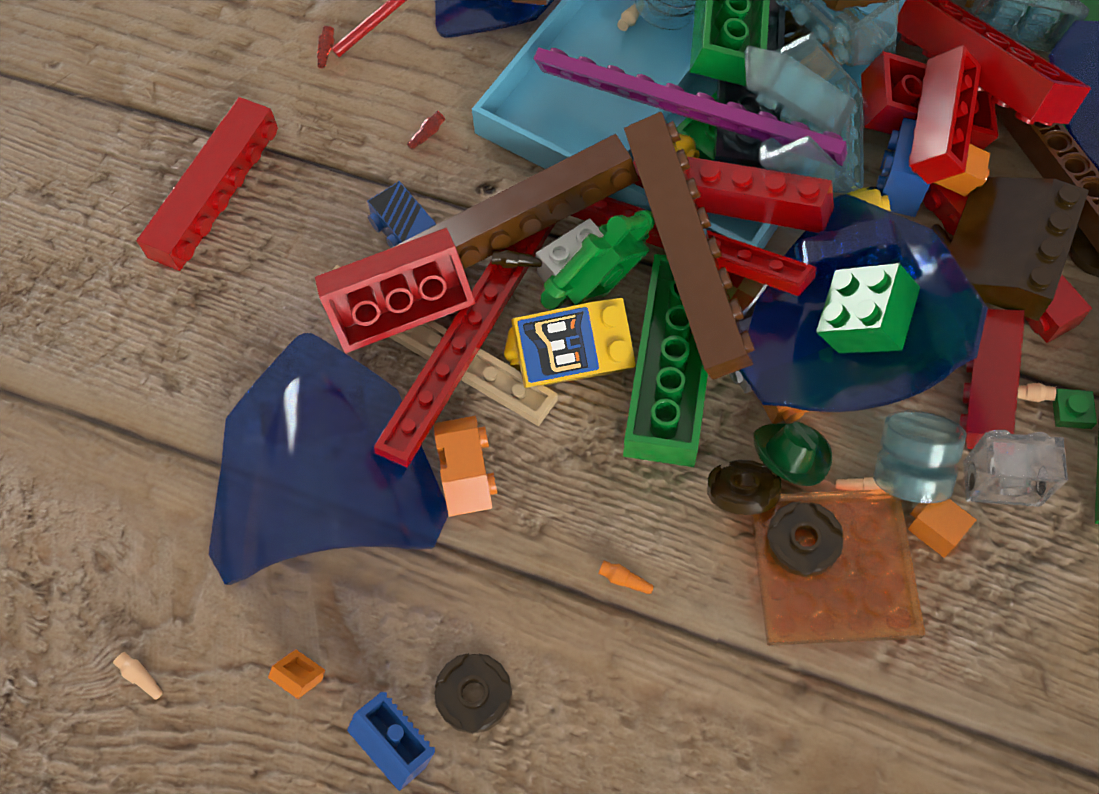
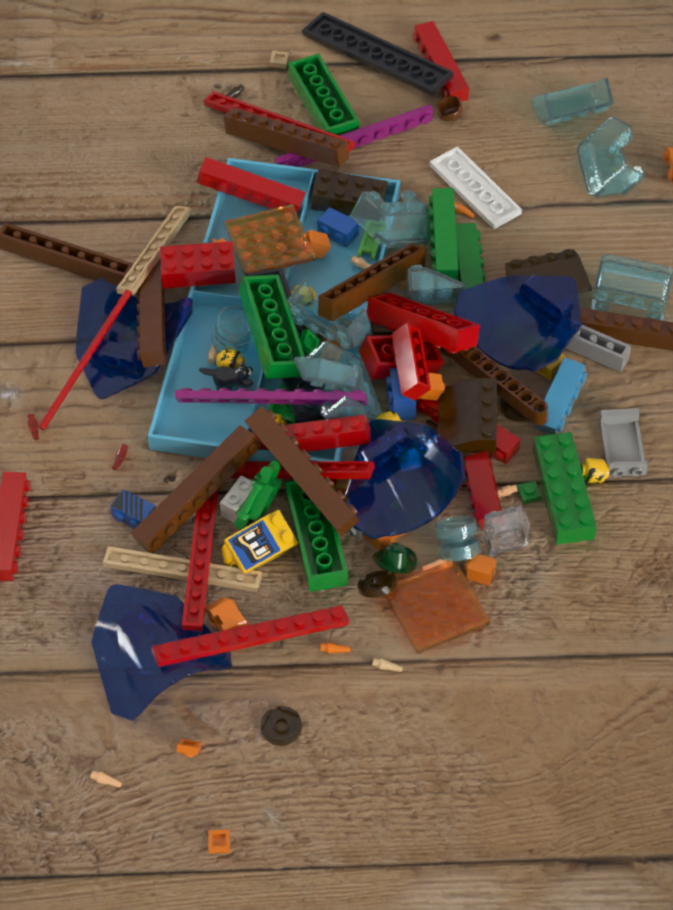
camera: 25 degrees left, 10 degrees down
(390, 740) = (252, 755): blue brick -> none
(394, 290) = (155, 545): red brick -> none
(479, 507) = (249, 635): none -> red plate
(512, 259) = (208, 510): dark brown piece -> none
(638, 55) = (230, 376): none -> black animal
(651, 33) = (229, 358): none -> yellow head
(702, 645) = (383, 664): none -> tan piece
(783, 31) = (308, 341): none -> green plate
(798, 558) = (412, 606): dark brown tile -> none
(868, 309) = (407, 474): green brick -> none

